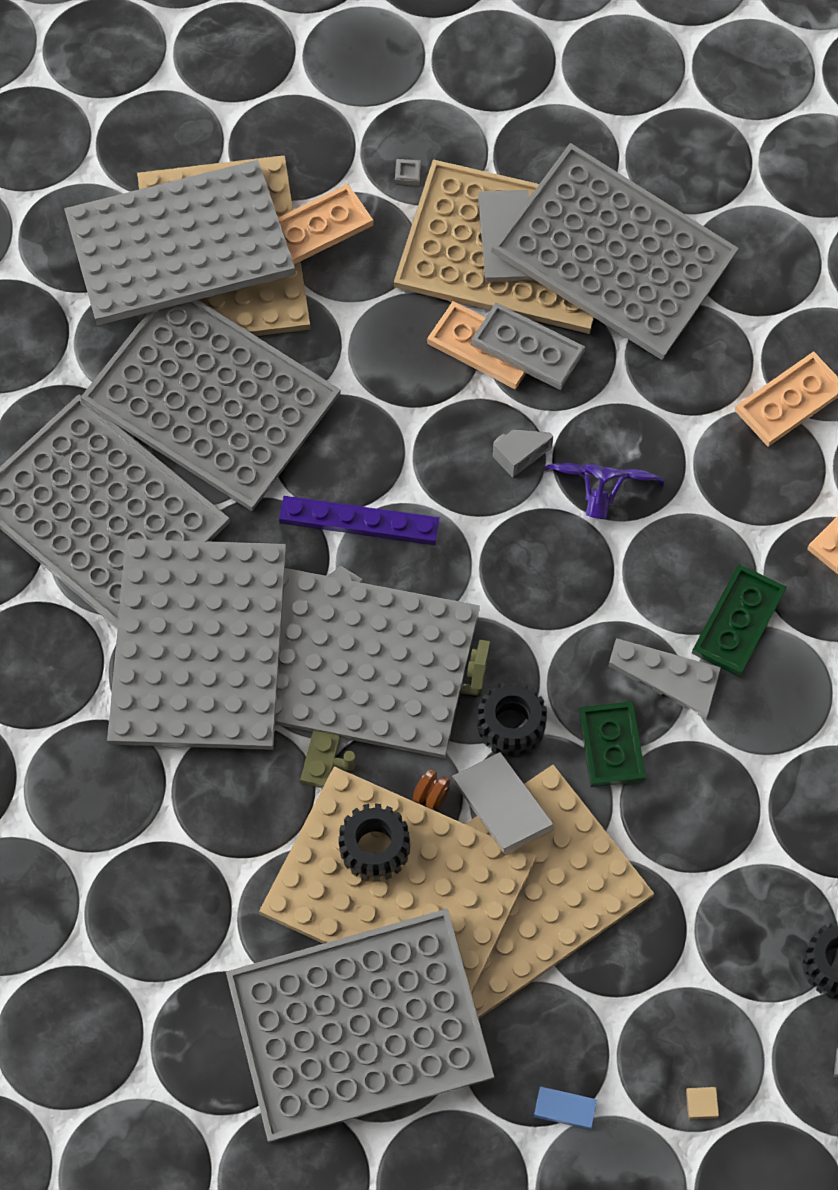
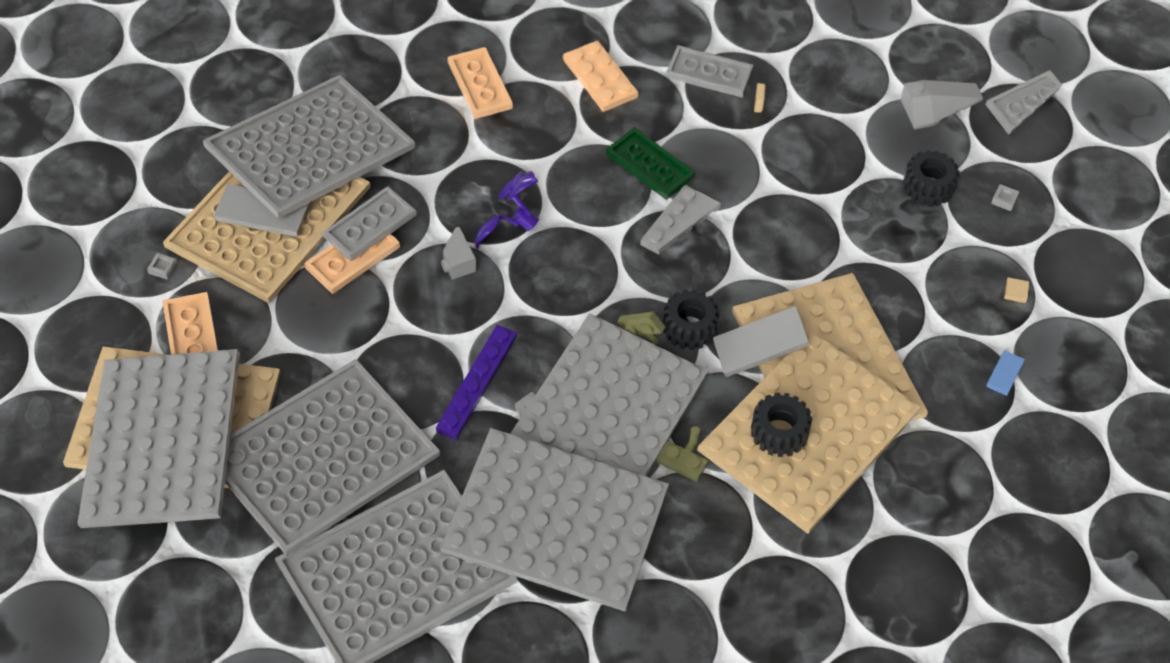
camera: 75 degrees left, 10 degrees down
(359, 1025) = (923, 482): light grey plate -> none
(431, 790) = (735, 386): dark orange wheel -> none
(611, 744) = (727, 266): dark green plate -> none

